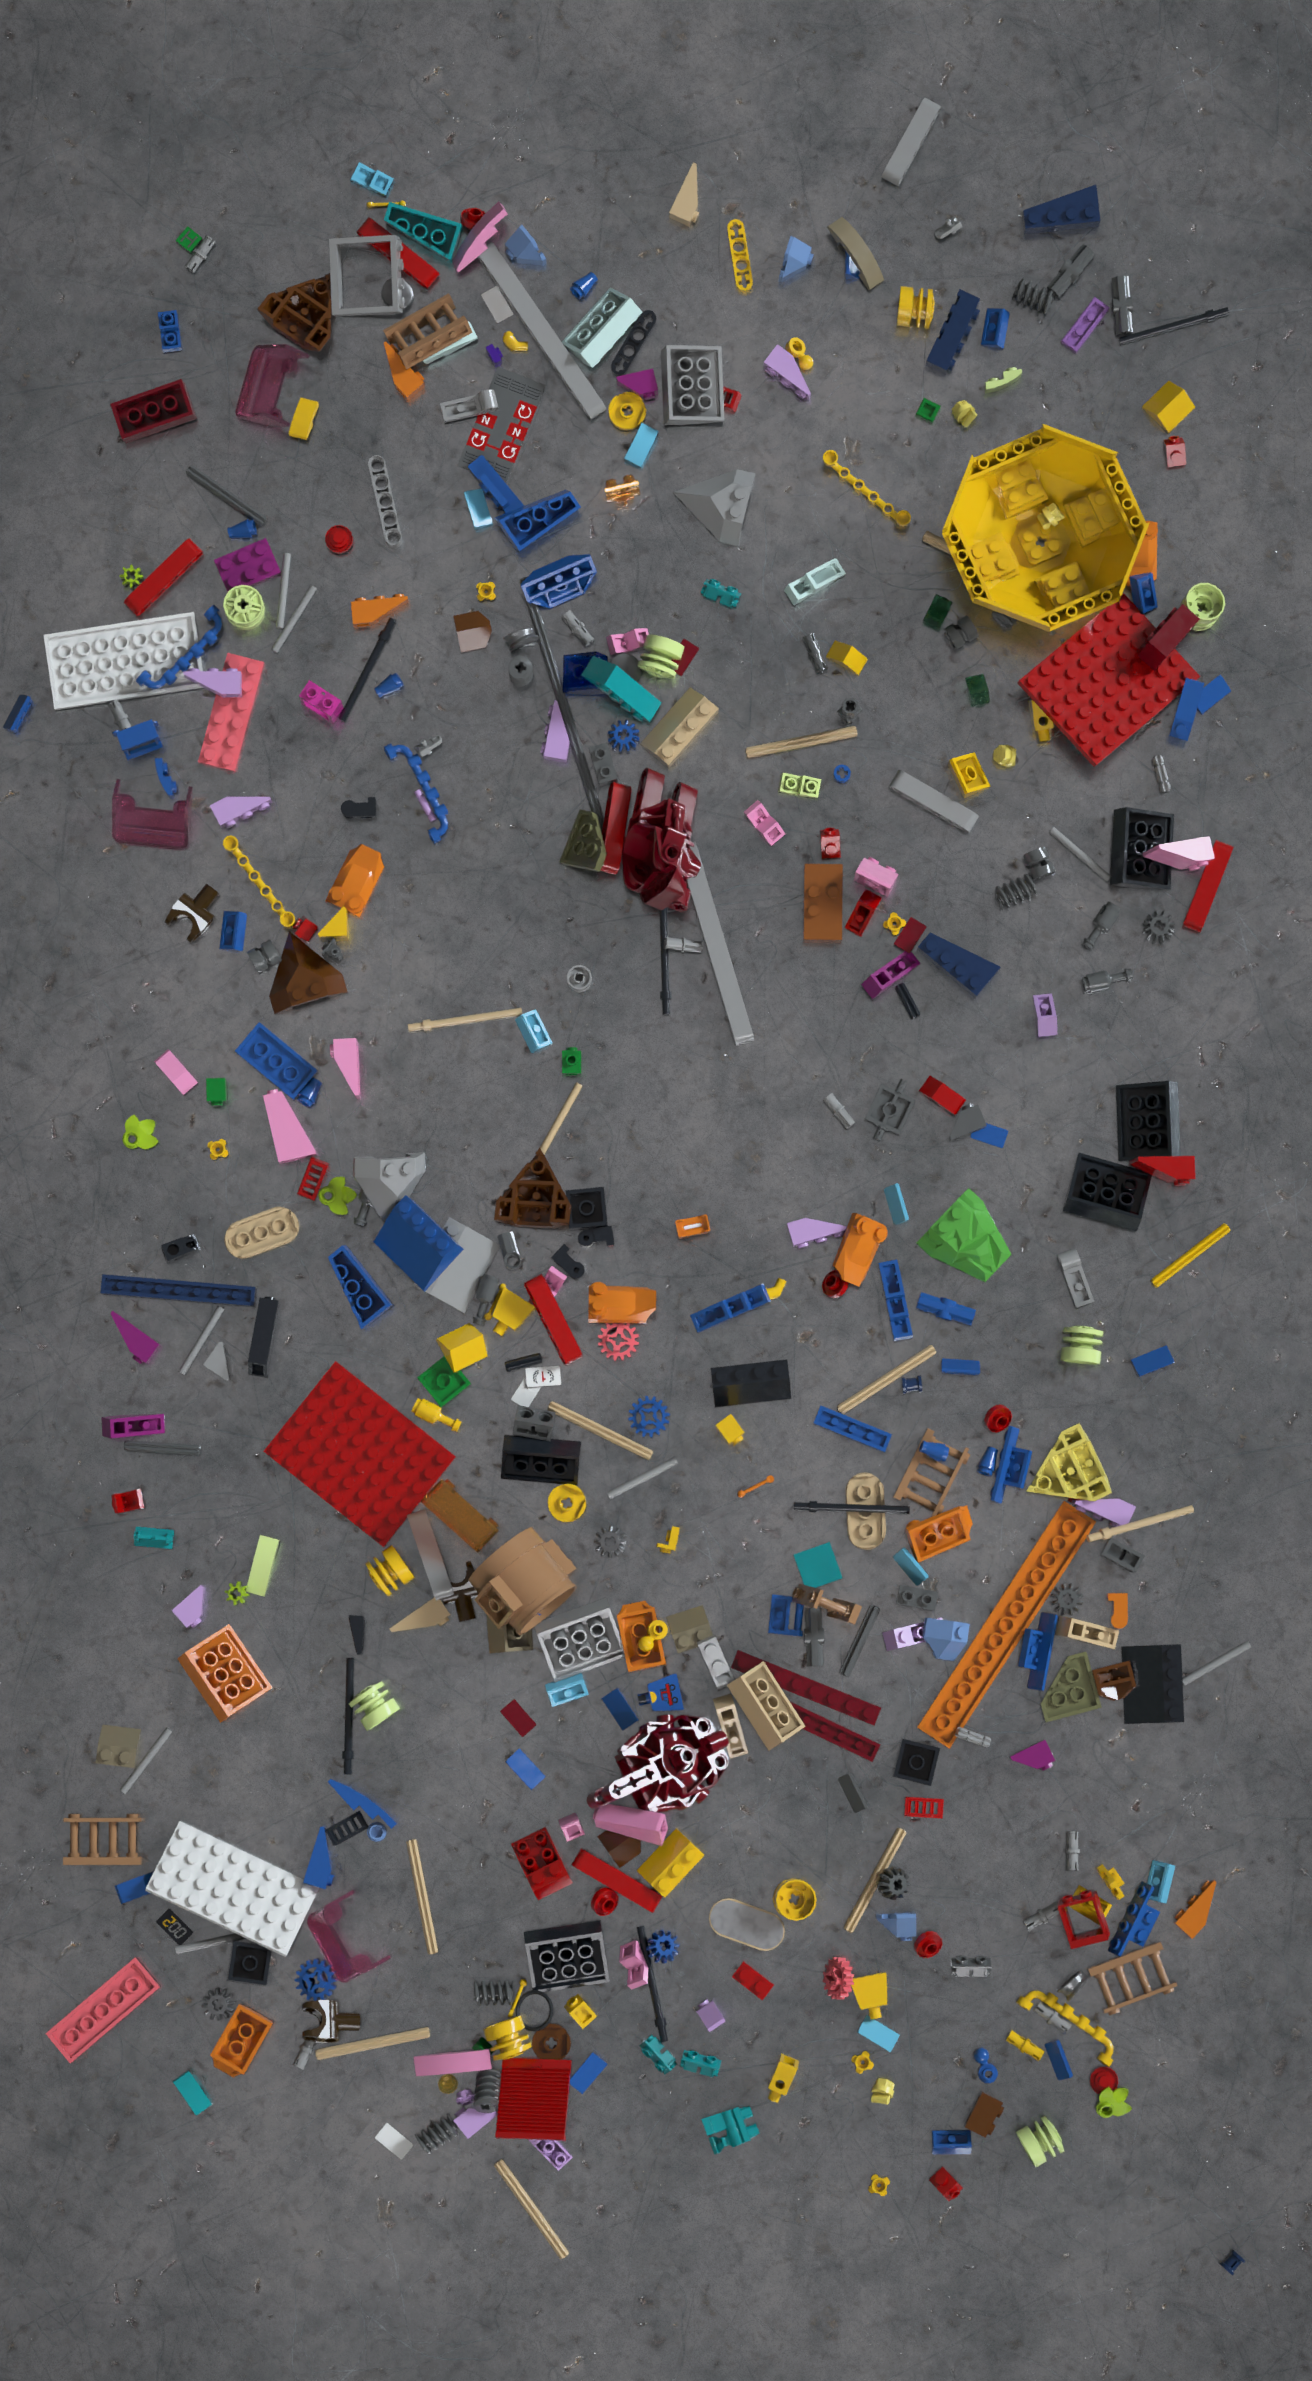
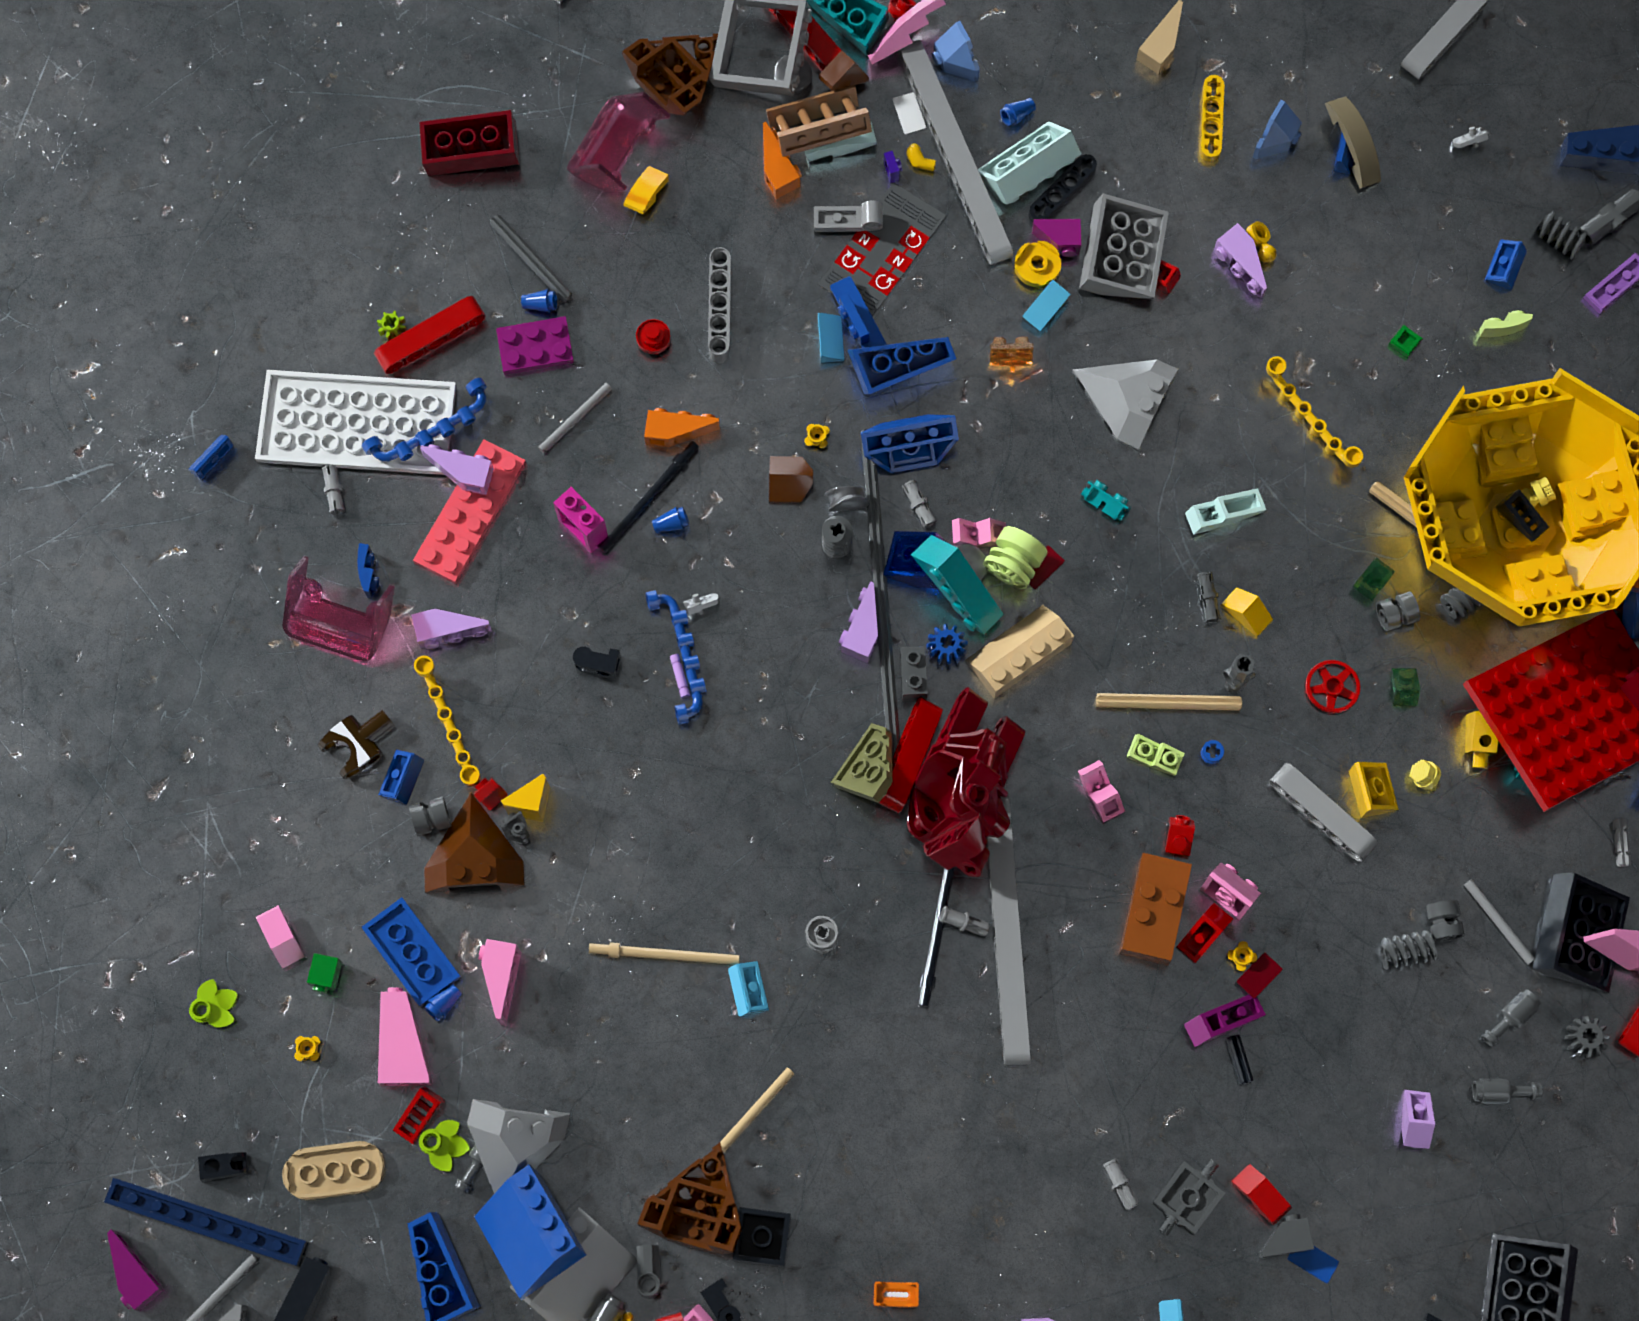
camera: 15 degrees right, 10 degrees down
(137, 736) = (346, 507): blue piece -> none
(169, 331) = (514, 61): blue slope -> none
(252, 614) = (522, 400): yellowish green wheel -> none
(283, 590) = (570, 383): light grey bar -> none
(356, 880) = (571, 748): orange slope -> none
(437, 286) = (842, 73): none -> reddish brown slope
(571, 1062) = (787, 1039): green brick -> none
(596, 1235) = (757, 1276): black leg -> none
(915, 307) = (1414, 216): yellow wheel -> none
(923, 702) = (1332, 687): none -> red wheel
(953, 331) = (1456, 254): dark blue wedge -> none
(959, 964) = (1318, 1028): dark blue wedge -> none
(964, 413) = (1450, 352): light yellow piece -> none
(1031, 537) = (1512, 515): none -> black slope

